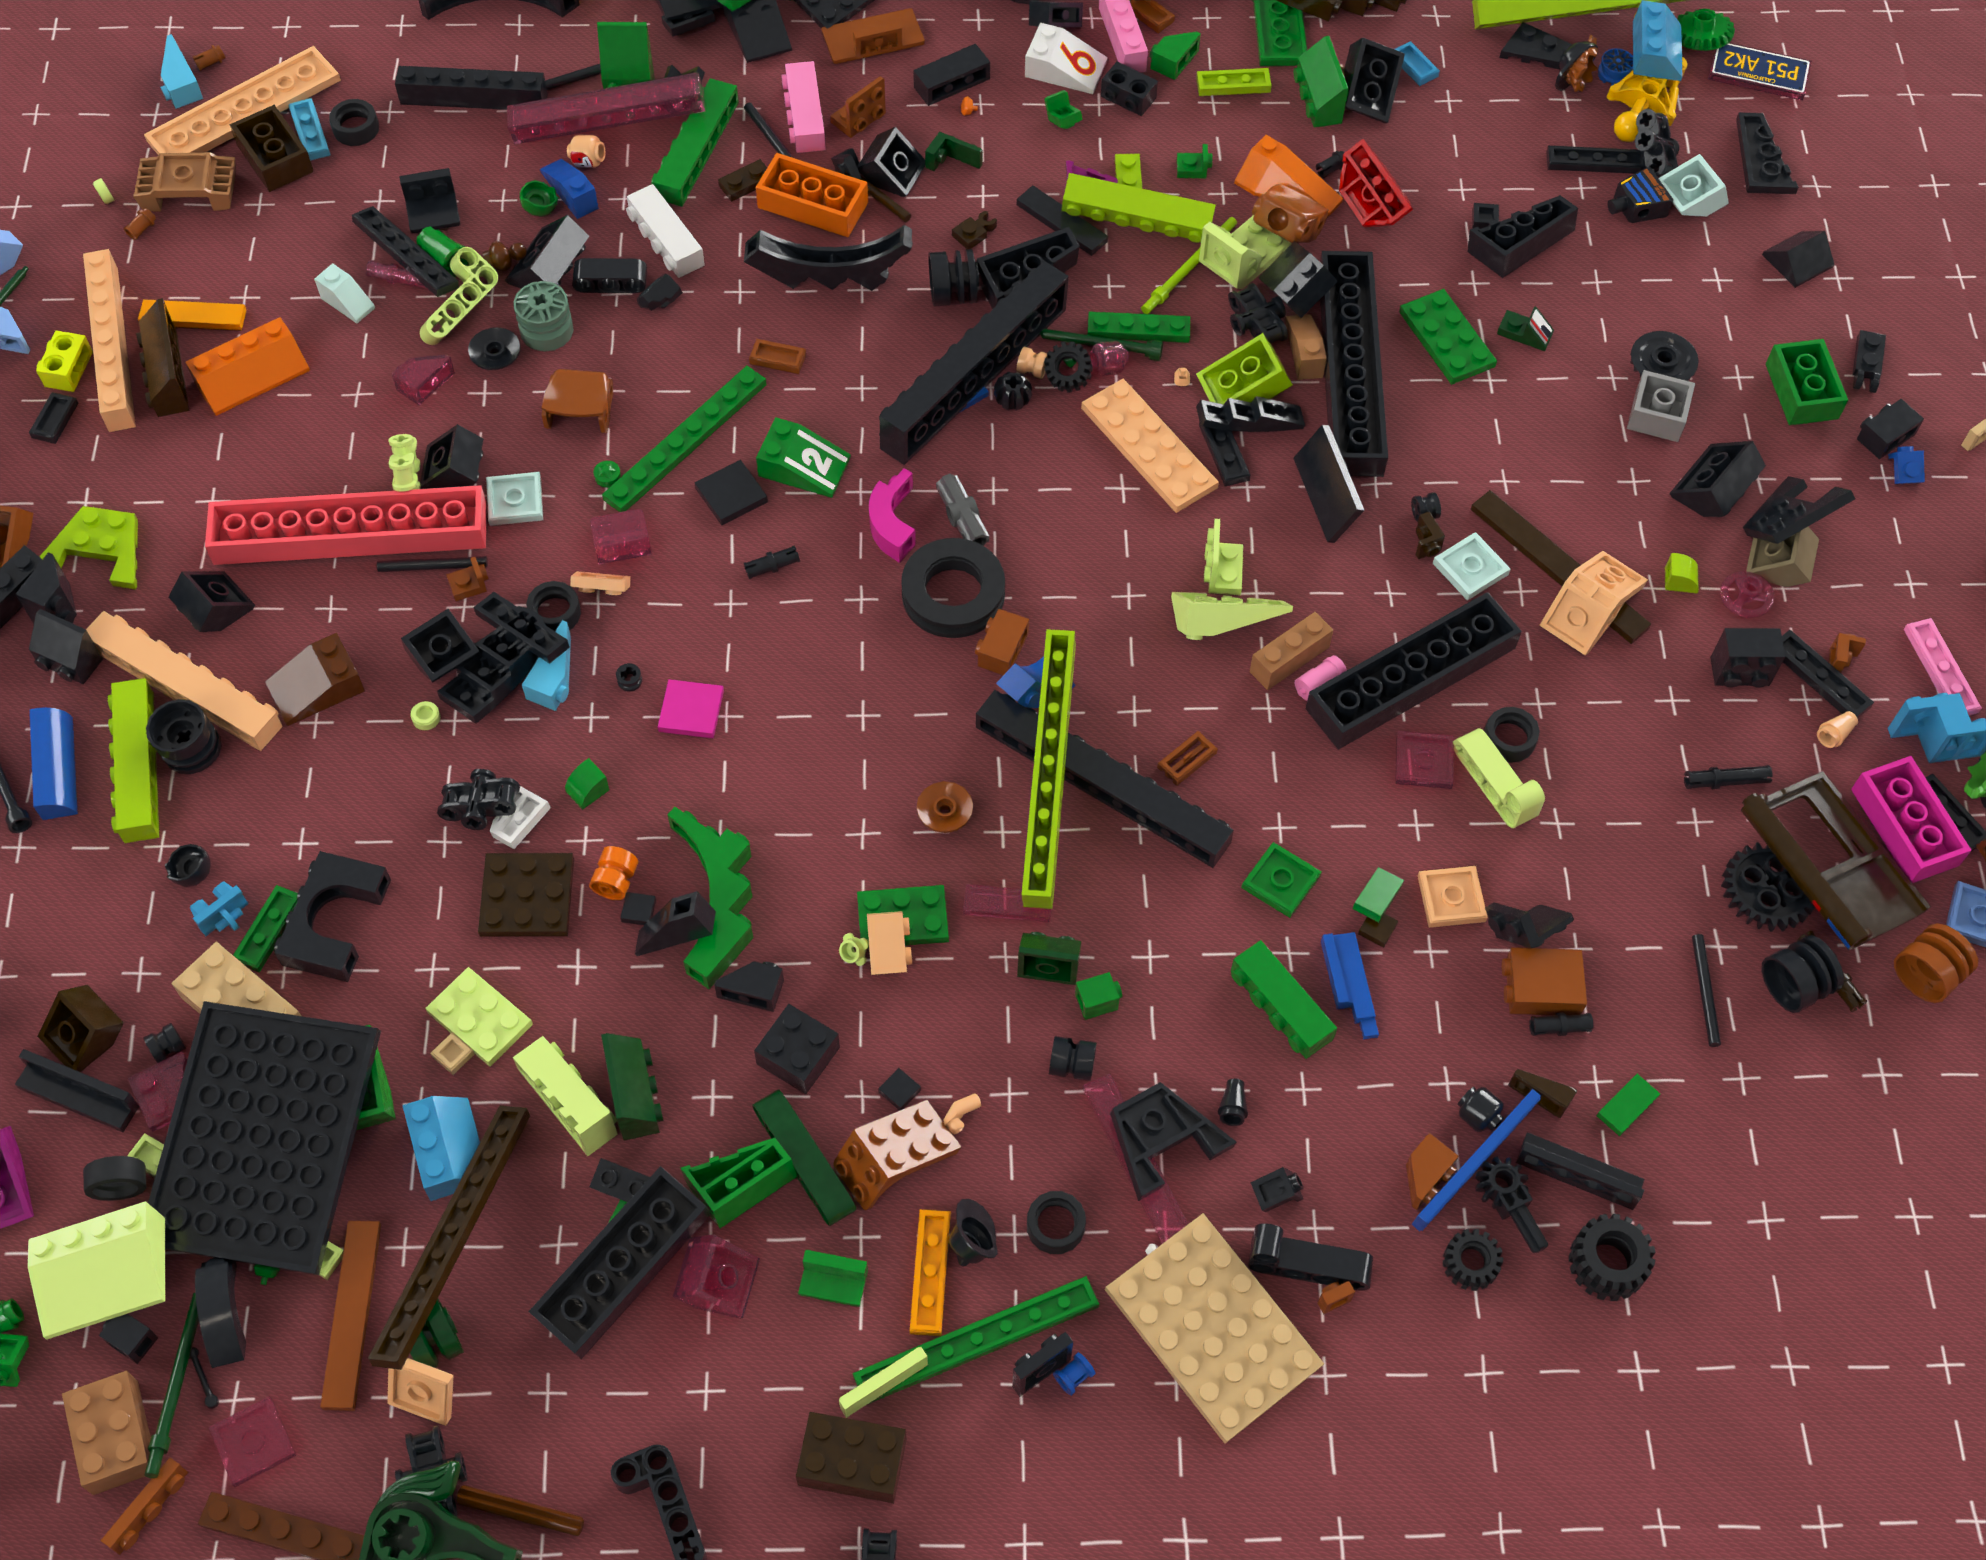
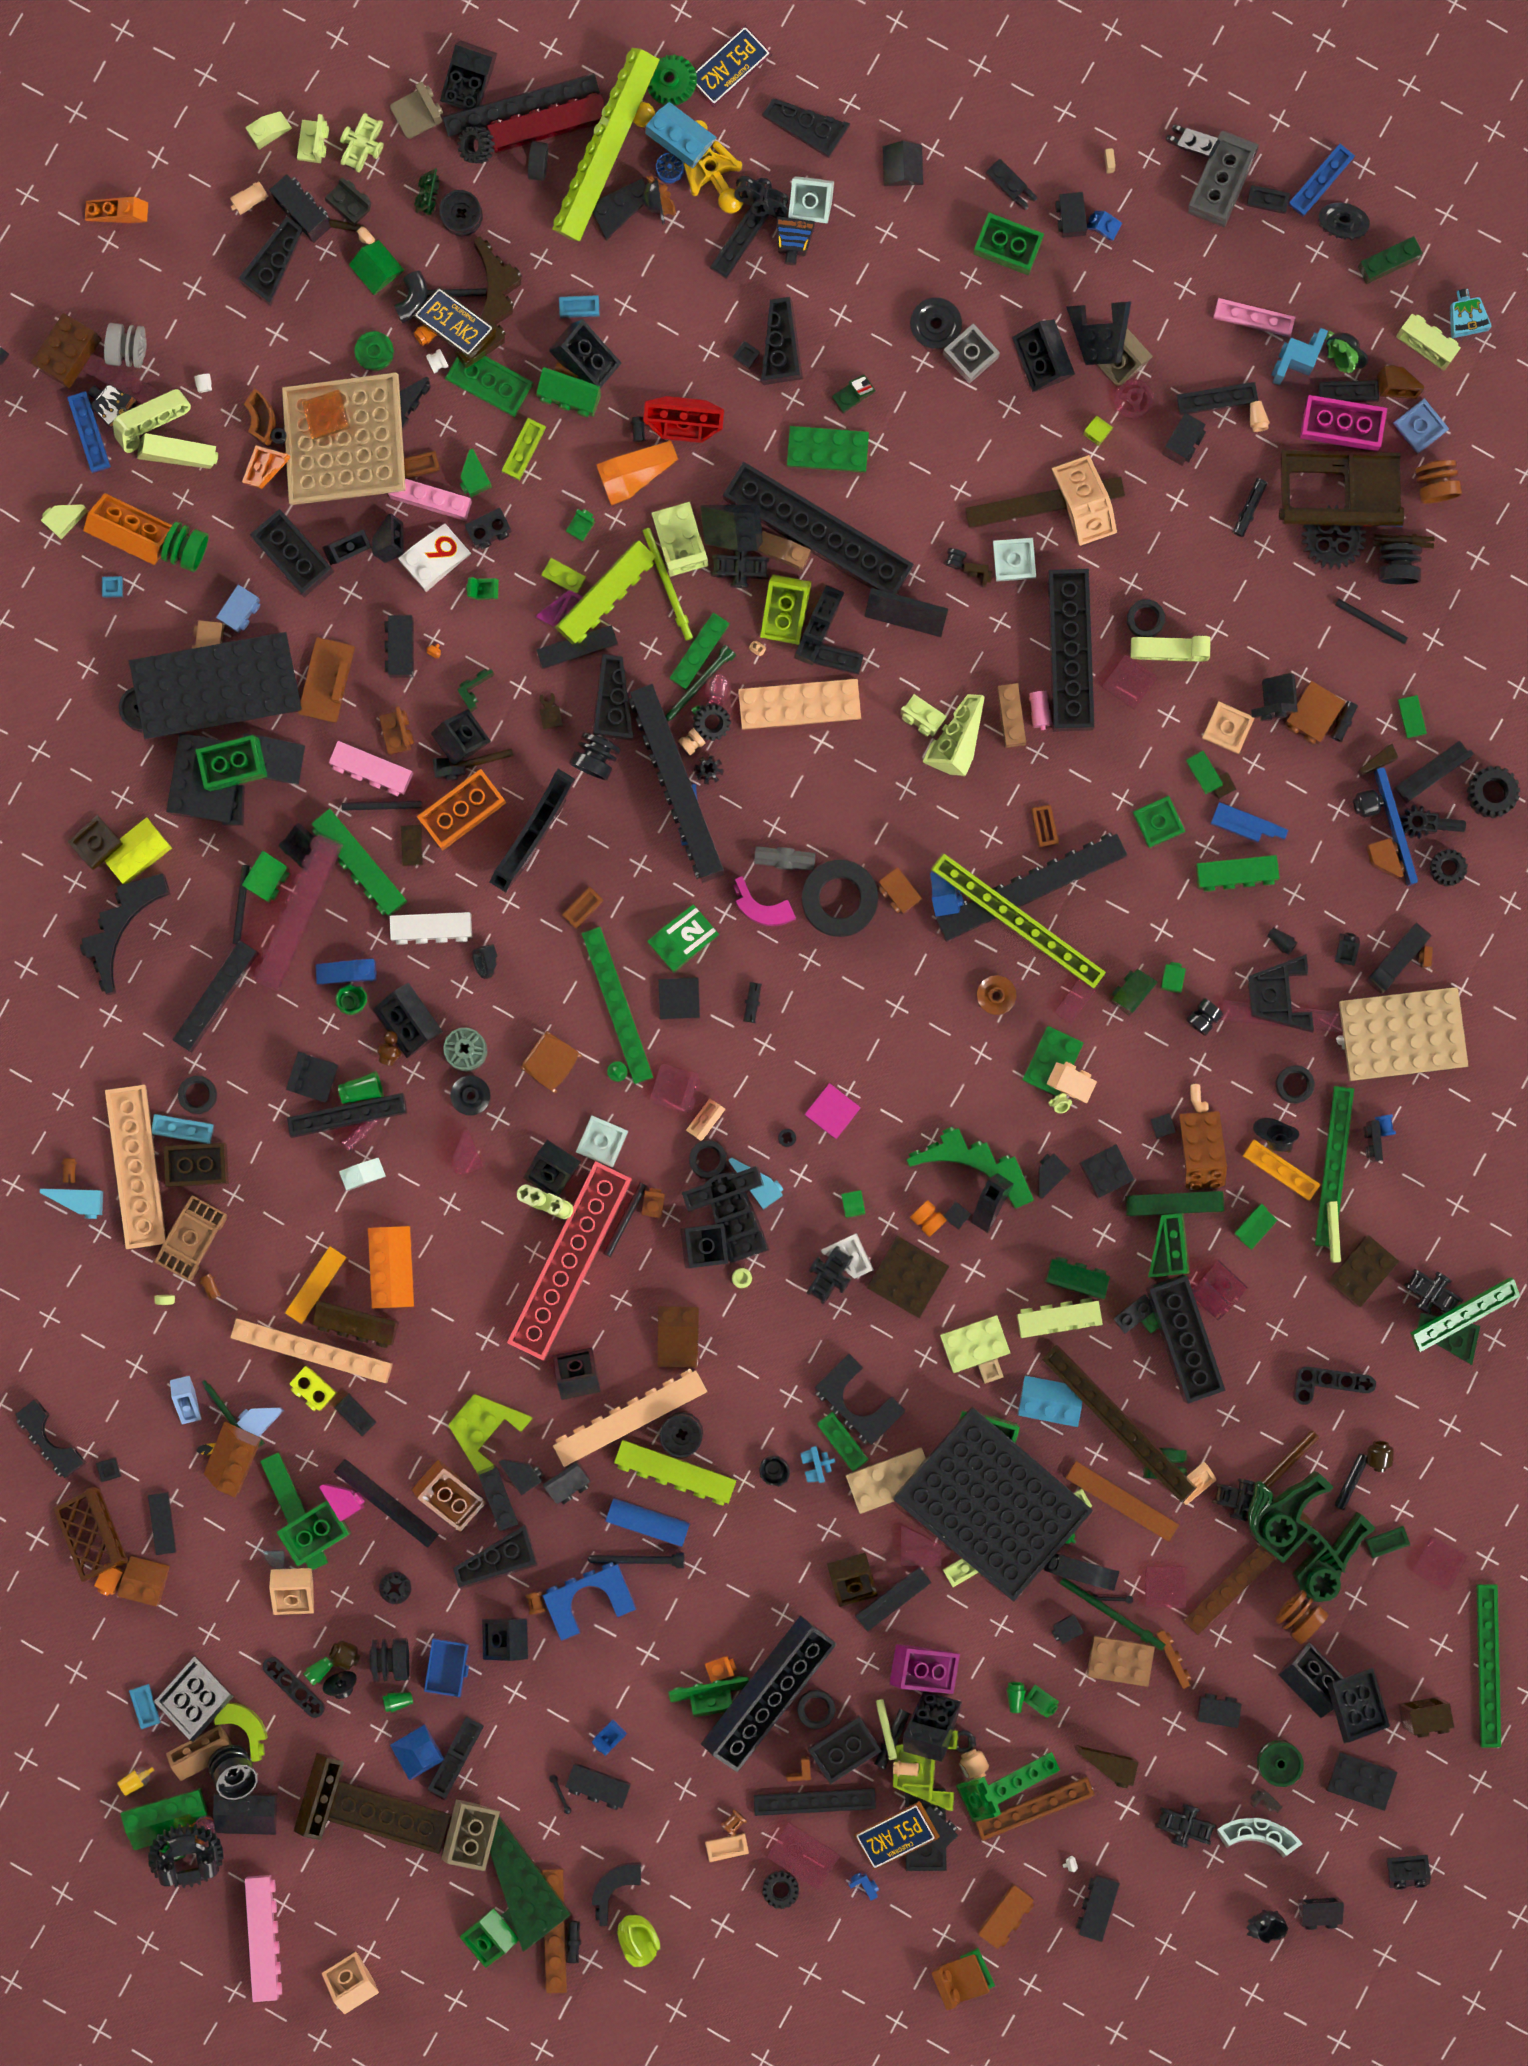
camera: 55 degrees left, 25 degrees up
(98, 1269) = (1024, 1628): yellowish green slope -> none
(114, 1178) = (968, 1597): black tyre -> none
(164, 1043) = (890, 1534): black wheel -> none
(456, 302) = (428, 1128): yellowish green beam -> none
(586, 151) = (323, 944): light nougat head -> none
(609, 275) = (449, 985): black beam -> none
(1289, 214) = (673, 493): dark orange piece -> none
(1843, 649) = (1211, 376): dark orange bracket -> none

